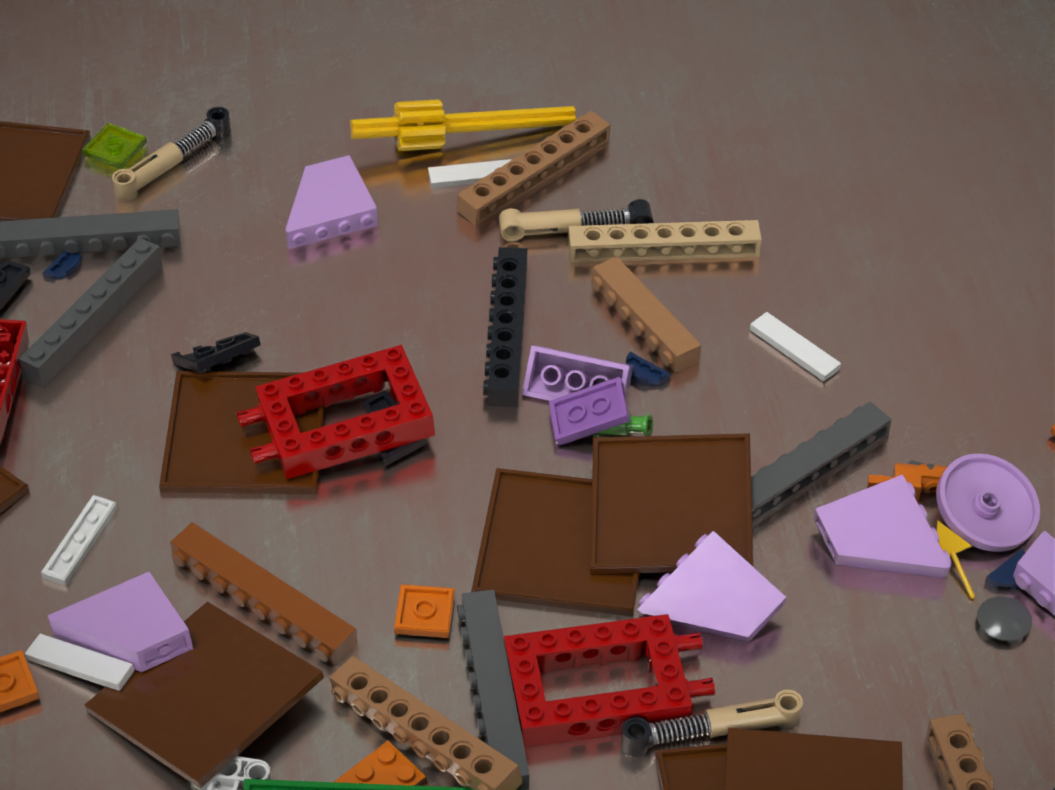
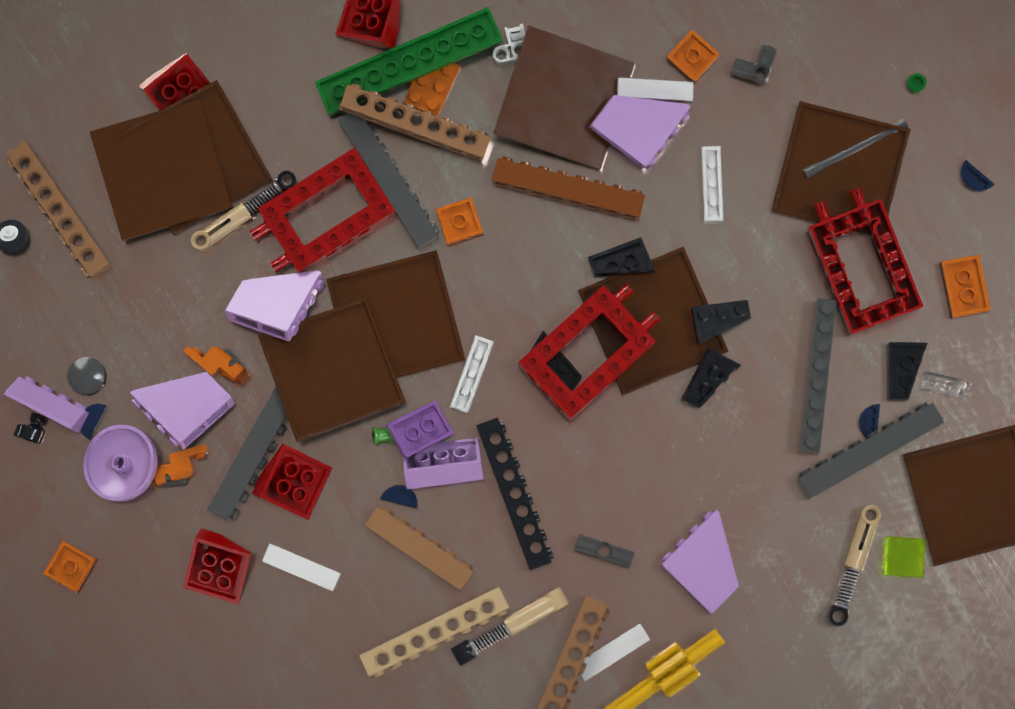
camera: 165 degrees right, 35 degrees up
(166, 400) = (717, 318): none -> black wing
(238, 496) = (622, 260): none -> black wing
(434, 246) = (591, 547): none -> dark grey piece
(495, 454) = (471, 374): none -> white tile
(777, 416) = (292, 481): none -> red slope
(820, 569) = (220, 361): none -> orange plate
(899, 375) = (217, 567): none -> red slope
(954, 544) = (136, 419): yellow piece -> none

